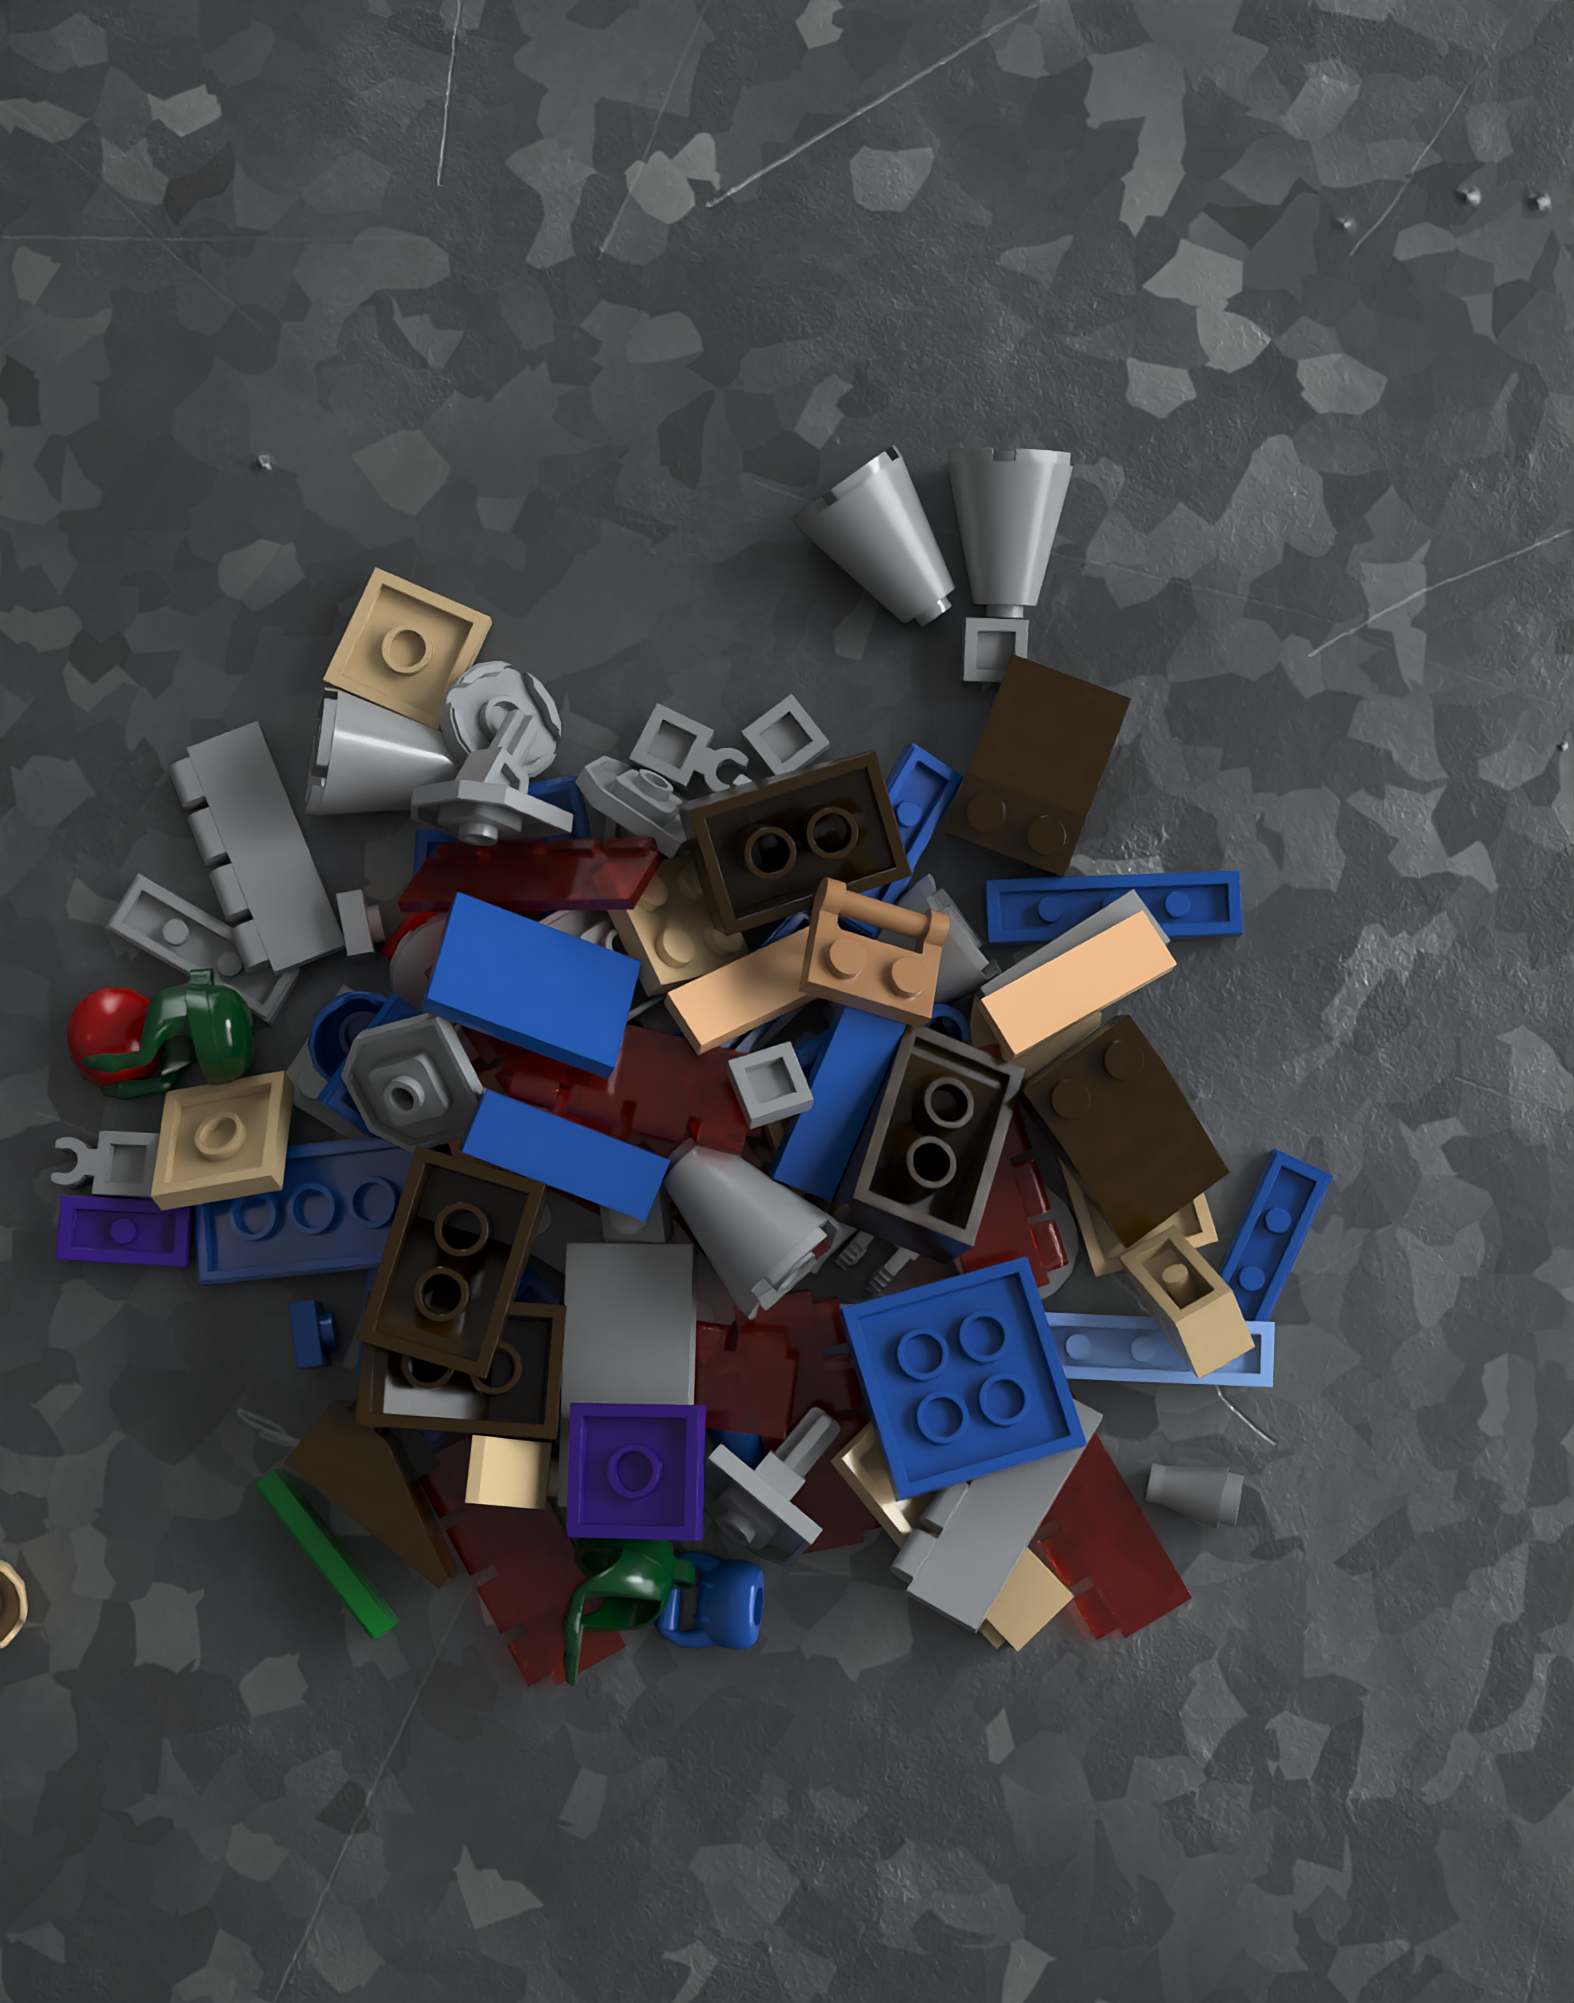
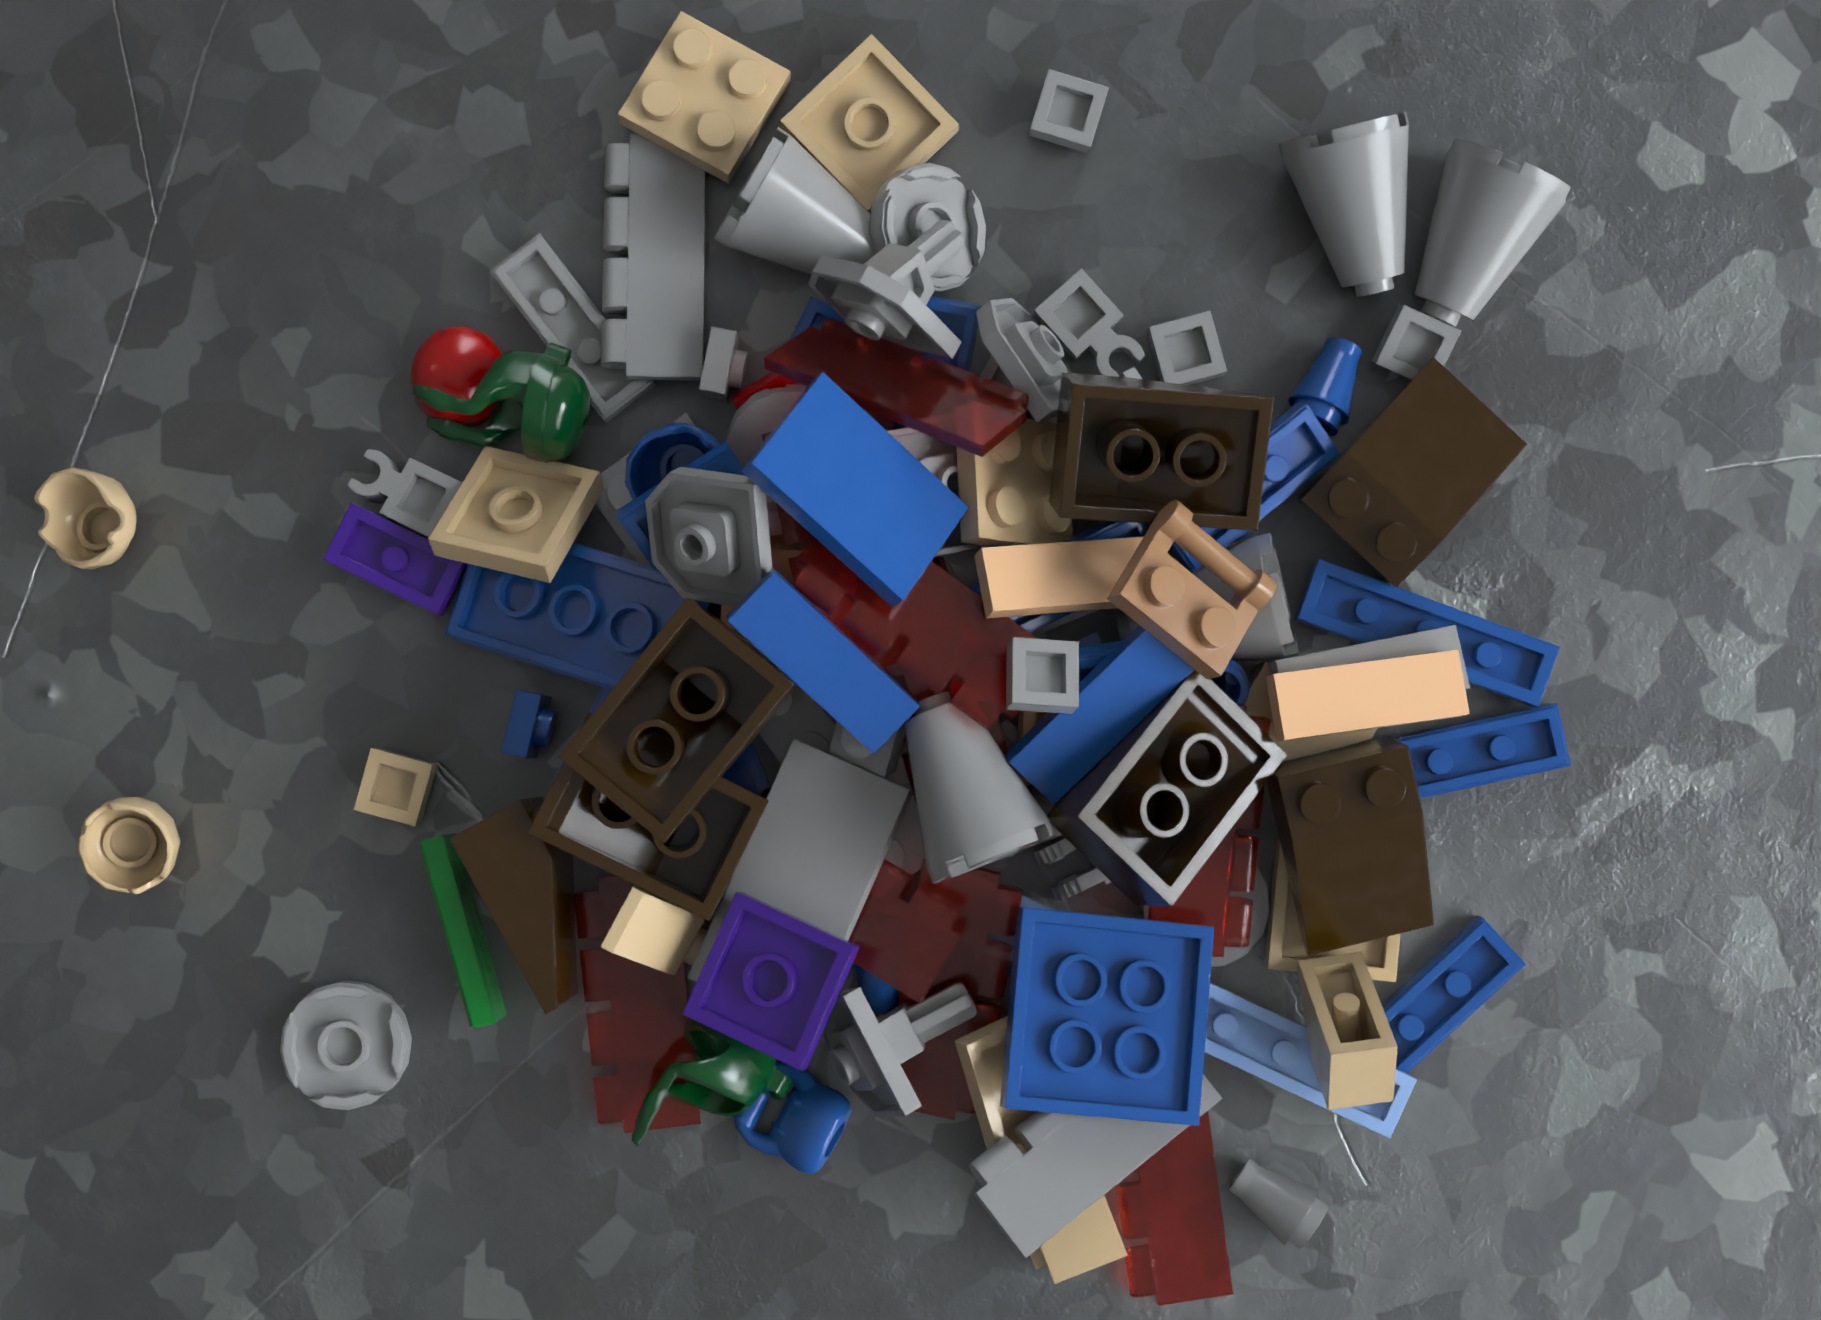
camera: 30 degrees right, 5 degrees up
(209, 1446) = (395, 787): none -> tan plate
(243, 686) = (704, 97): none -> tan plate
(258, 1712) = (346, 1044): none -> light grey tile
(586, 564) = (1068, 111): none -> light grey plate
(930, 716) = (1330, 384): none -> blue cone
(1213, 995) = (1487, 750): none -> blue tile

